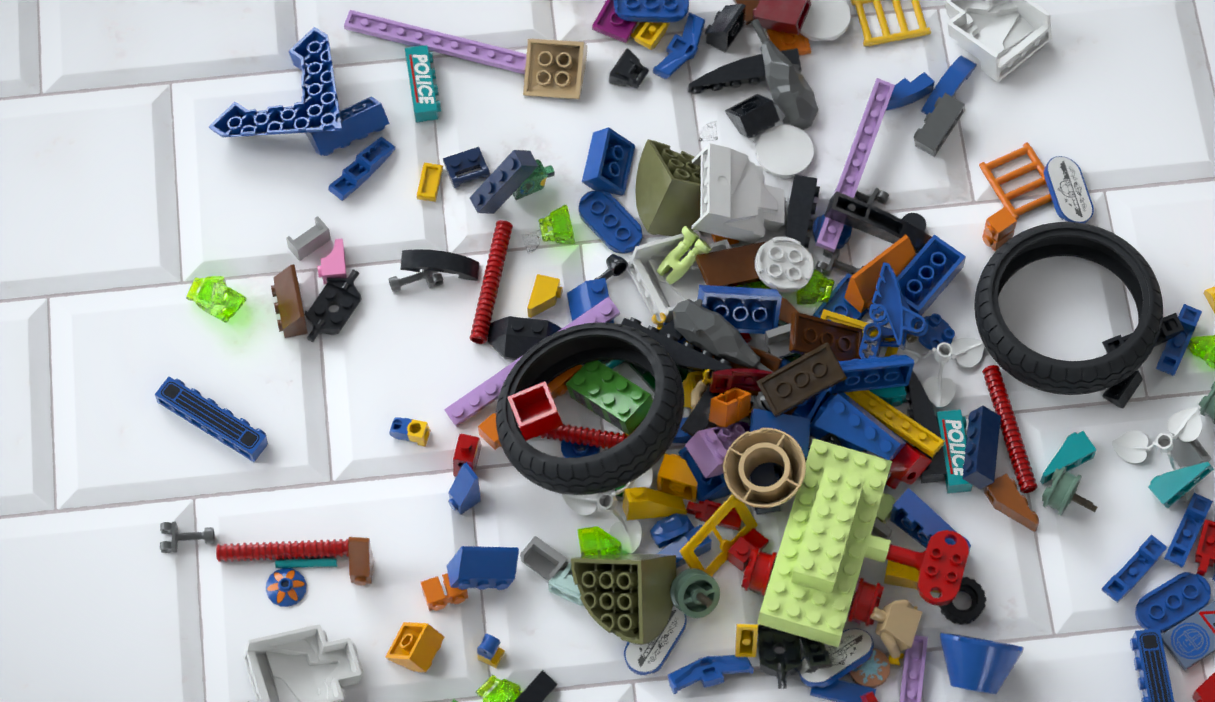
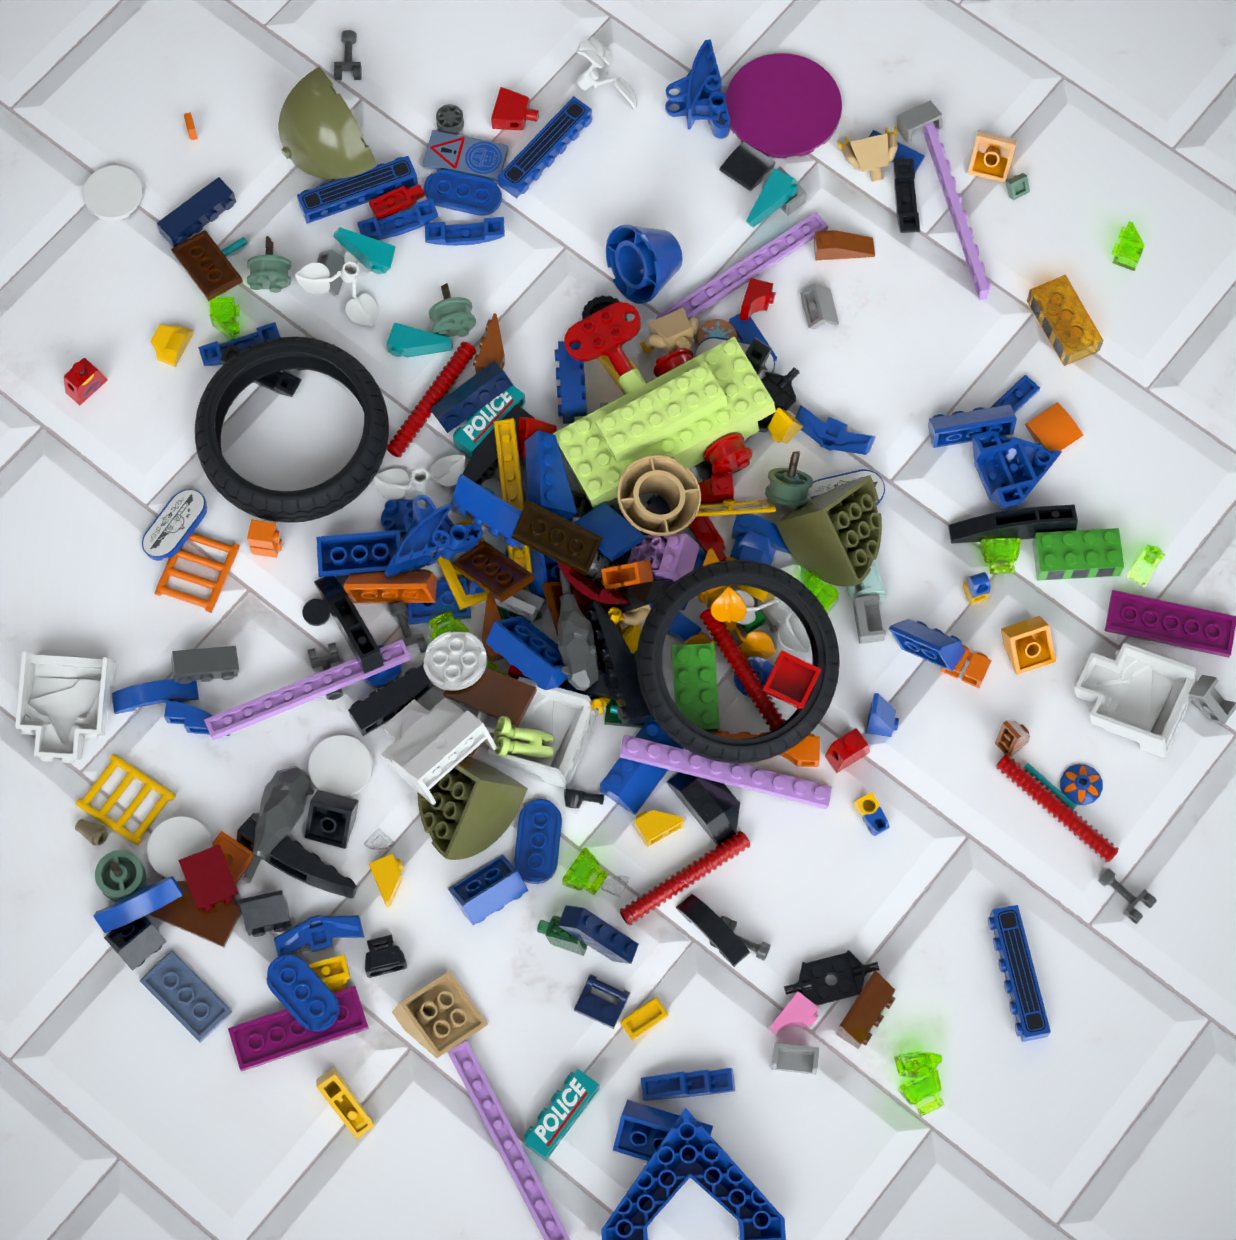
camera: 135 degrees left, 5 degrees up
(678, 113) = (387, 876): none -> yellow slope

